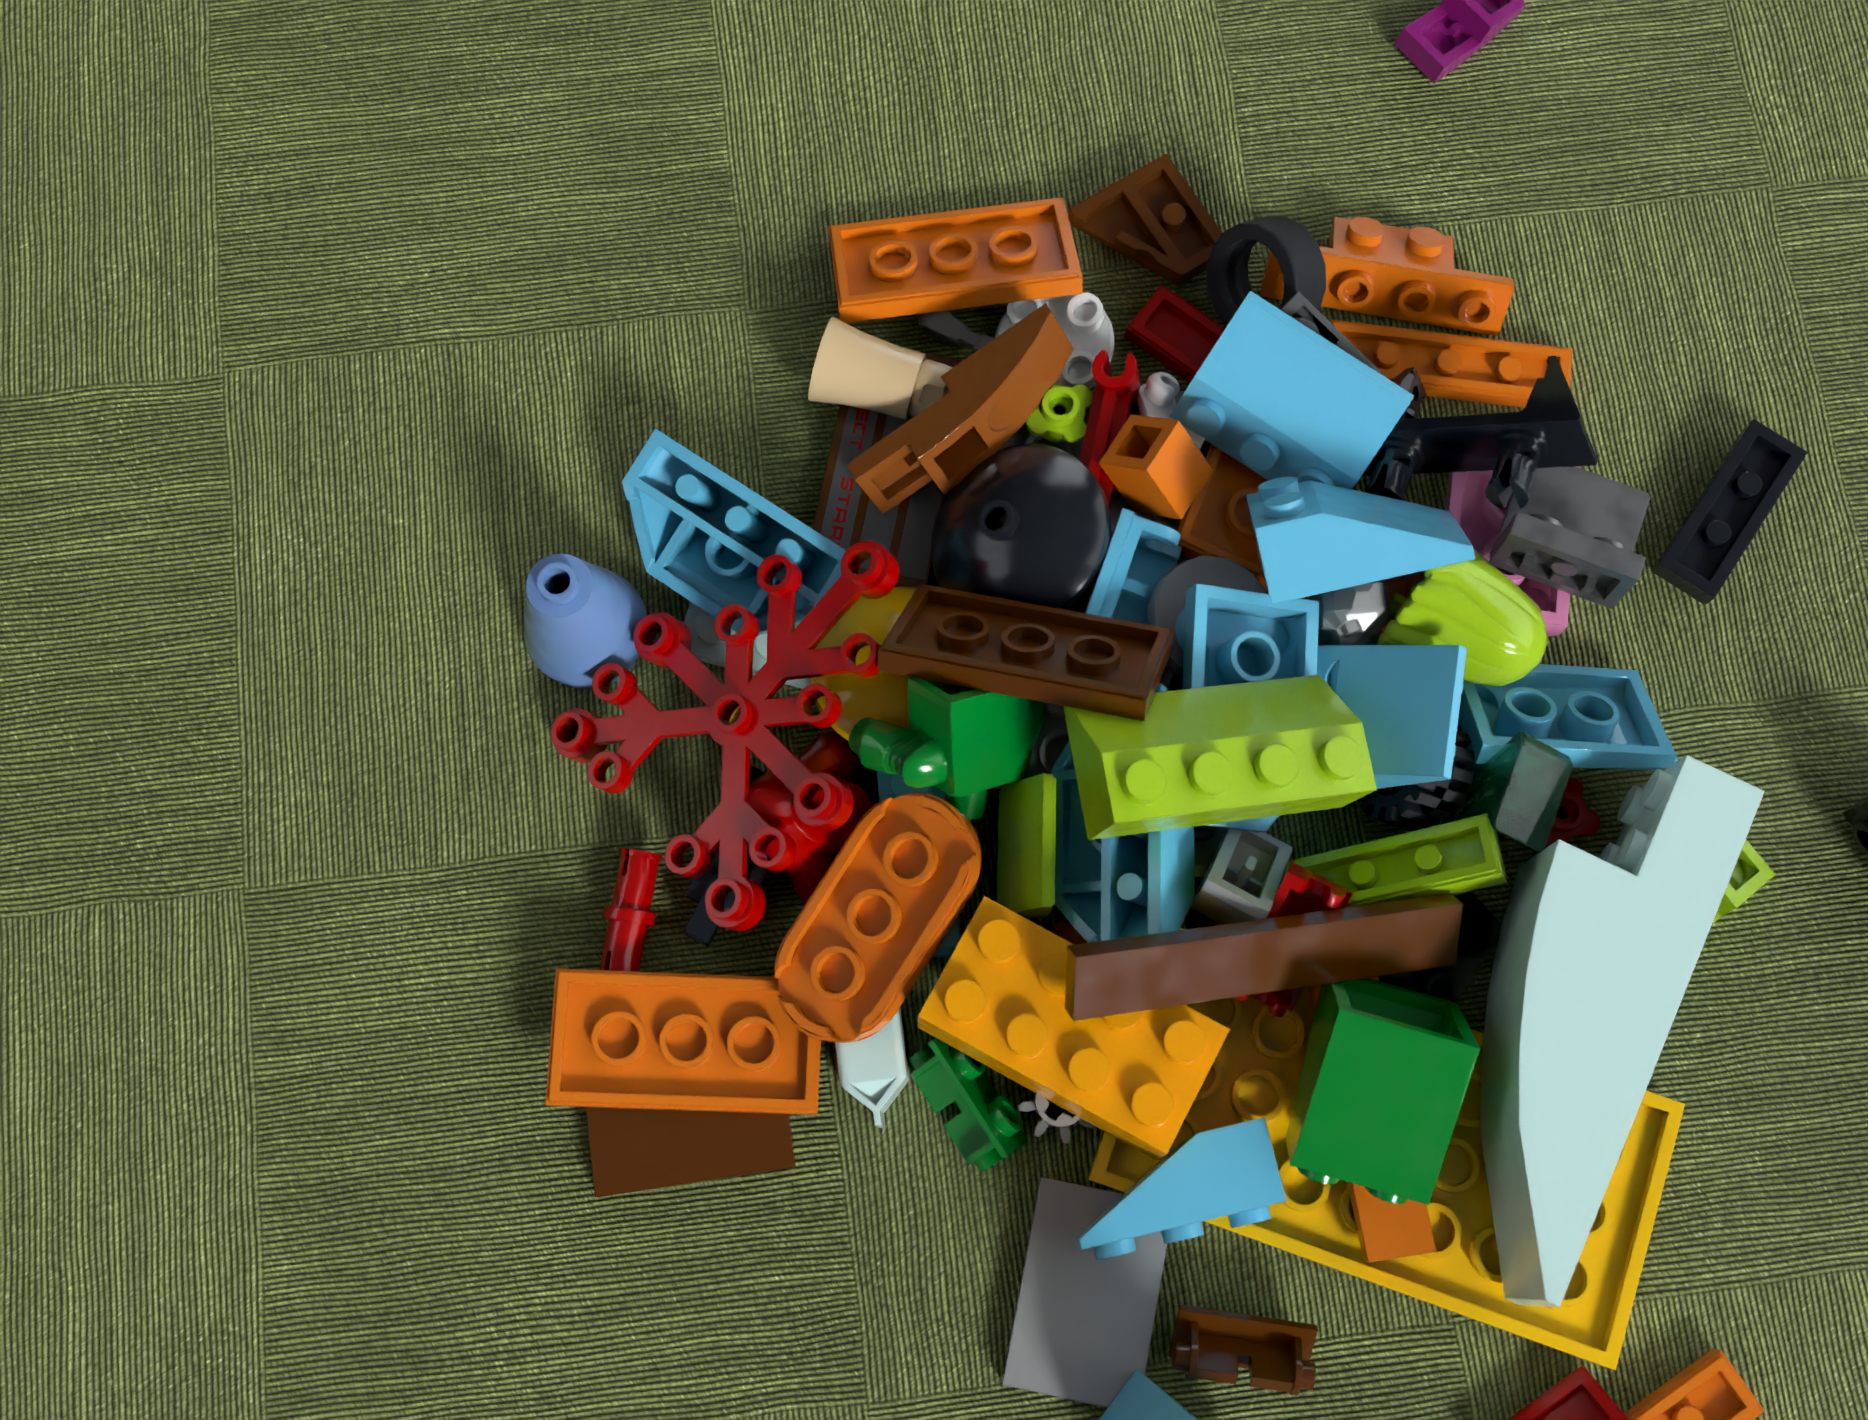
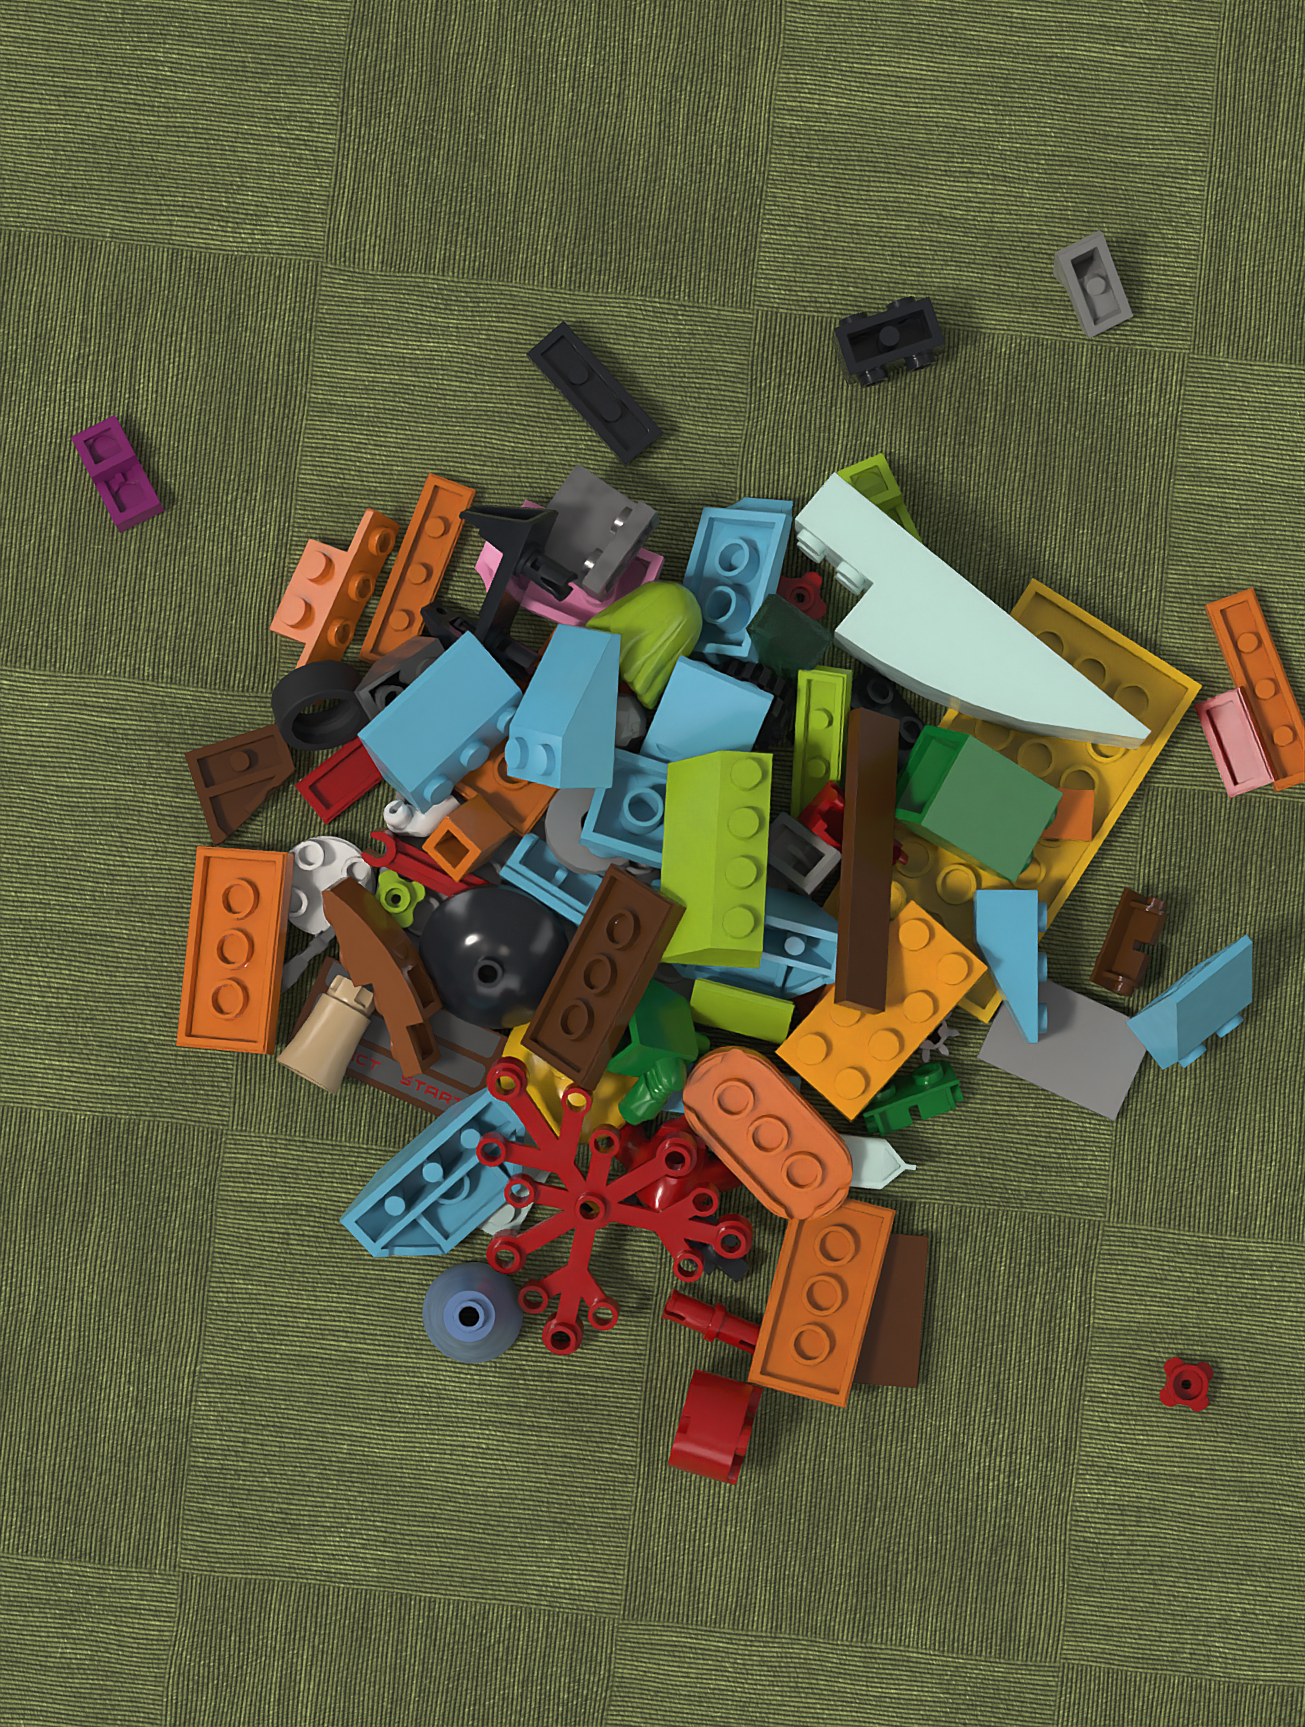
camera: 85 degrees left, 10 degrees up
(491, 939) = (715, 1426): none -> red brick

